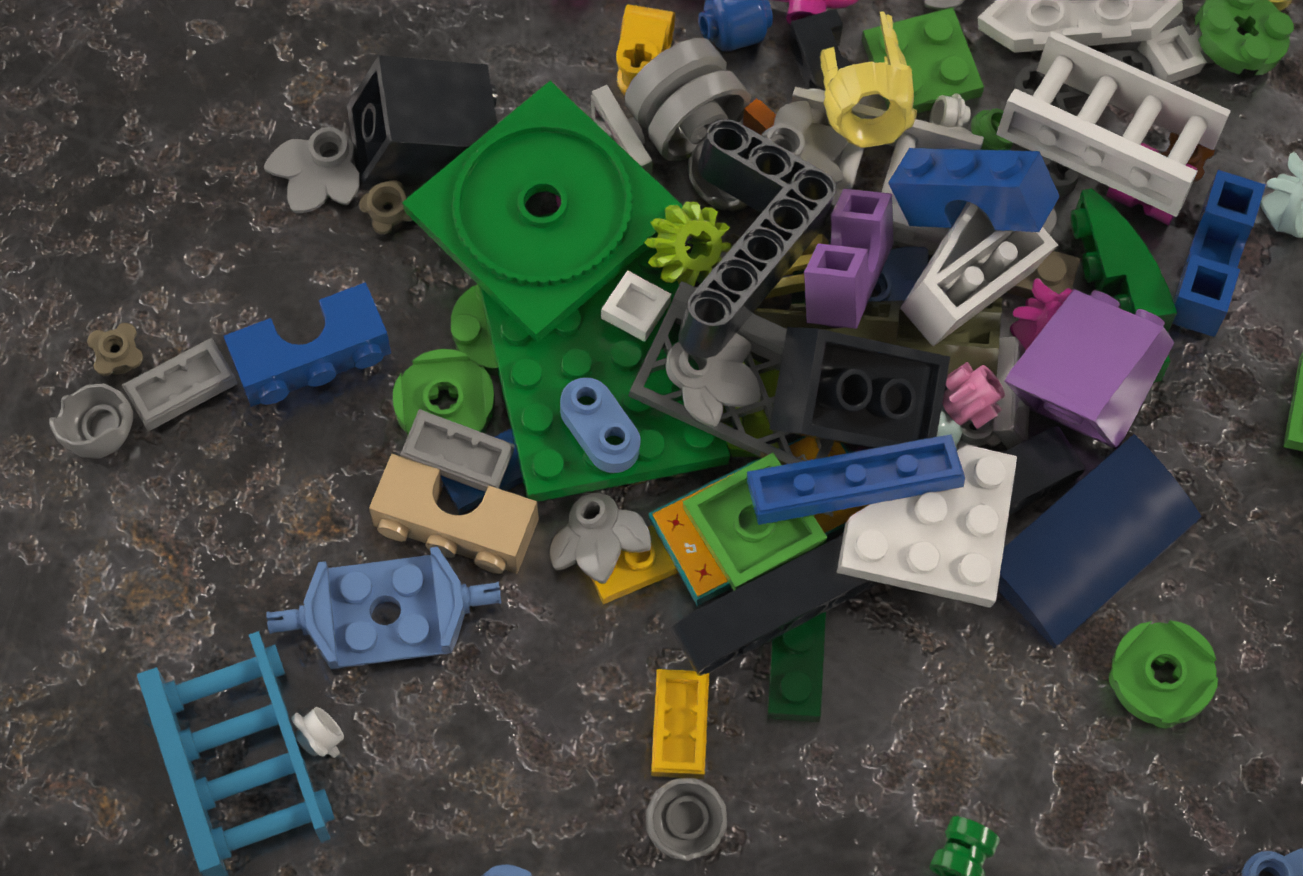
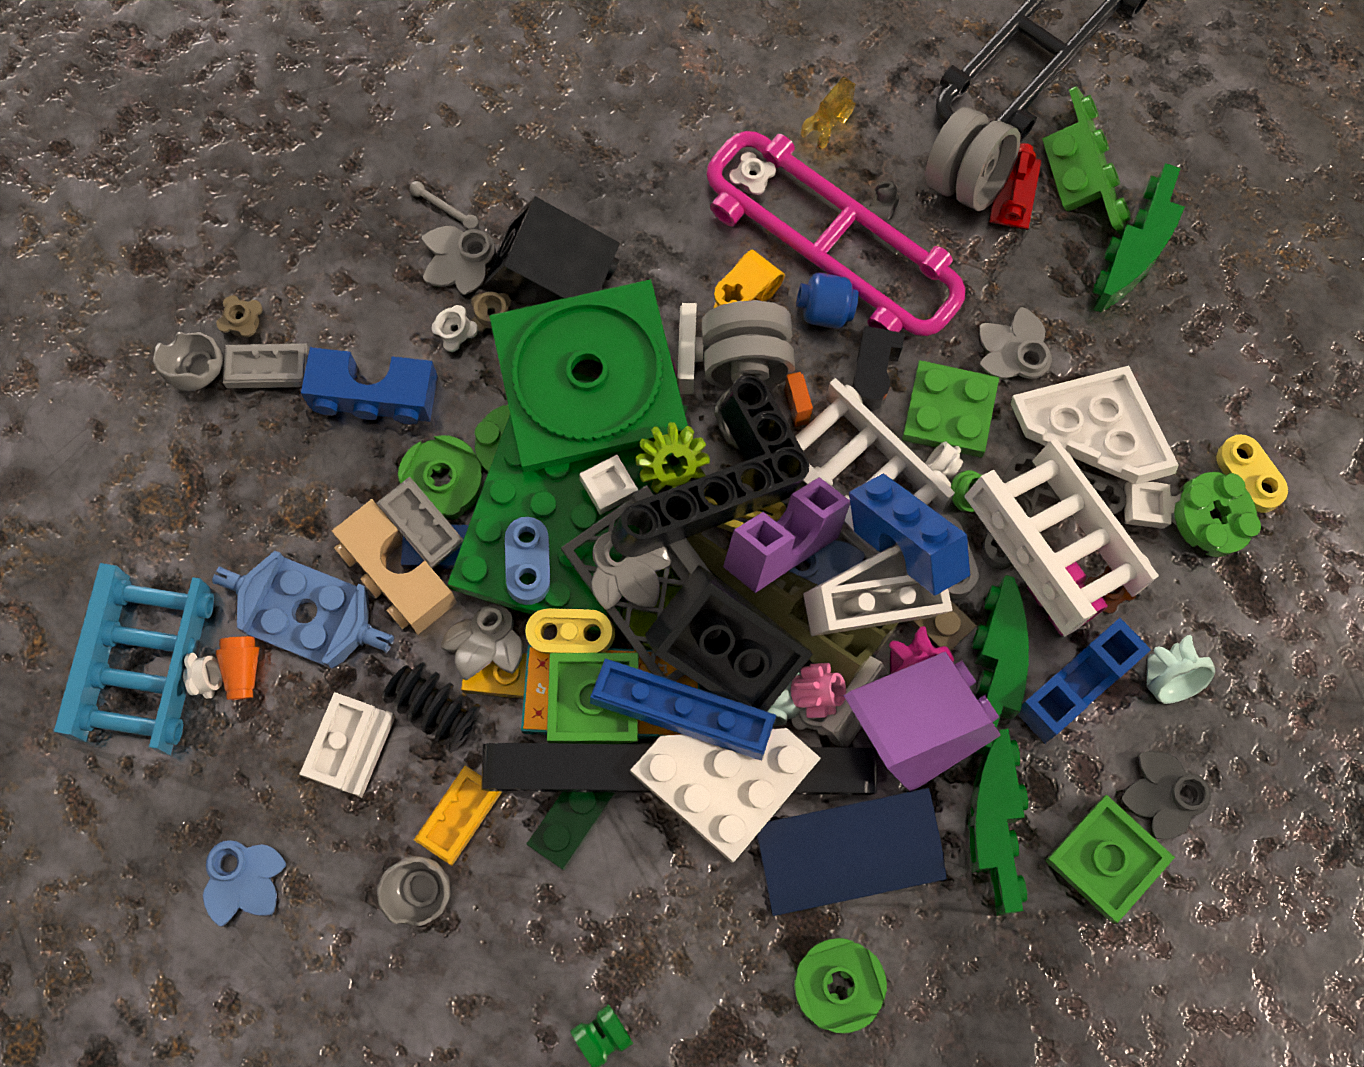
camera: 30 degrees right, 5 degrees up
(303, 128) = (469, 222): none -> light grey hinge
(350, 703) = (238, 666): none -> orange cone
(353, 230) = (447, 320): none -> white plate
(519, 718) = (347, 745): none -> white plate
(585, 627) = (431, 705): none -> black piece
(686, 470) = (571, 631): none -> light yellow plate
(807, 140) = (817, 427): light grey plate -> none
(851, 83) = (892, 413): light yellow piece -> none
(1205, 422) = (993, 804): none -> green slope

